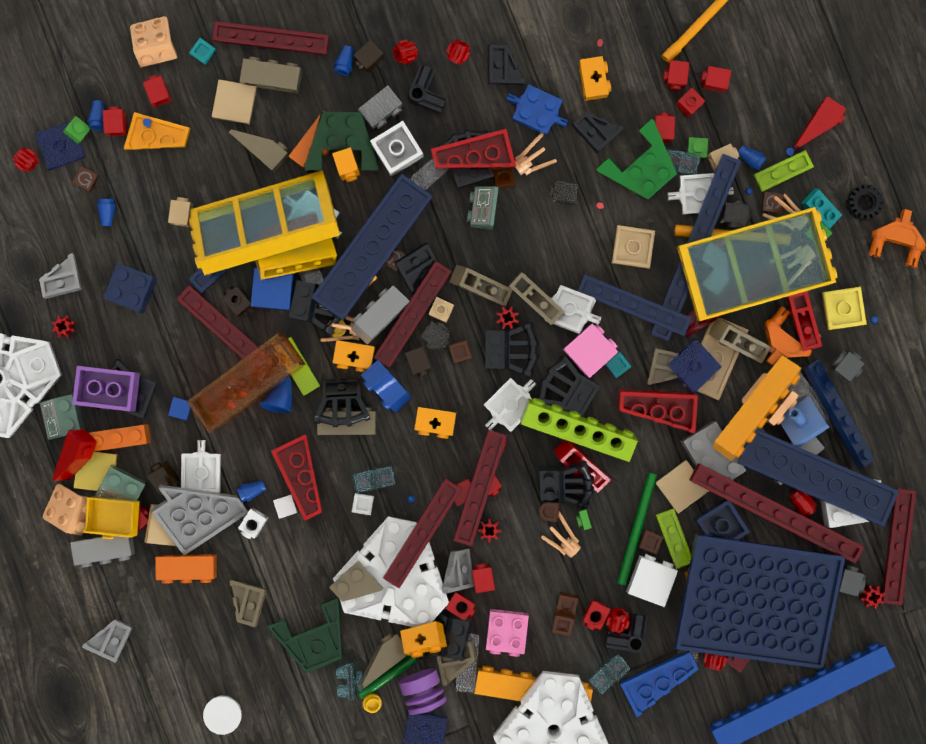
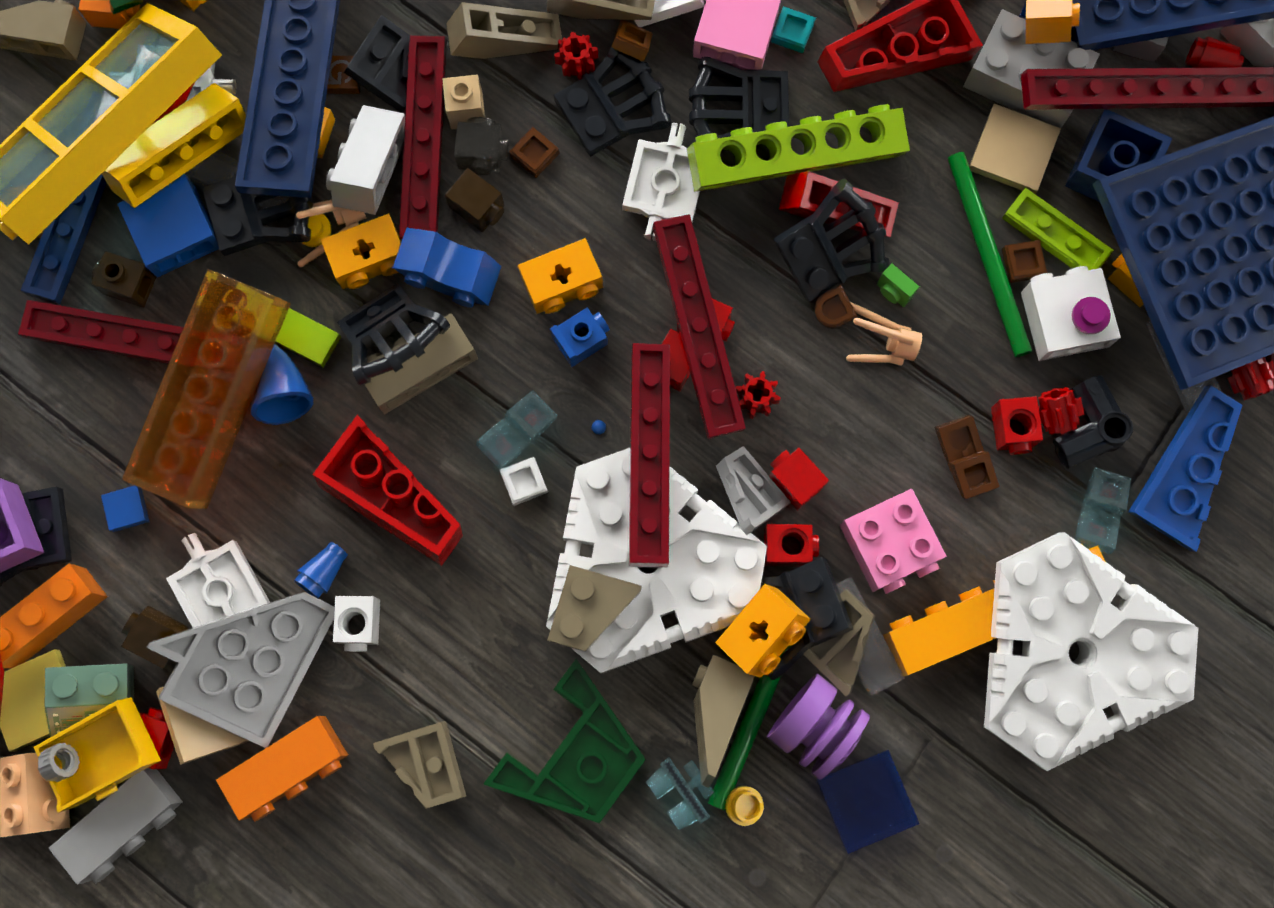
camera: 30 degrees left, 10 degrees down
(99, 511) = (48, 767): none -> light grey axle
(285, 506) = (396, 562): white tile -> none
(420, 458) = (579, 348): none -> blue brick
(537, 326) = (632, 40): none -> reddish brown tile
(656, 590) = (1091, 315): none -> magenta plate

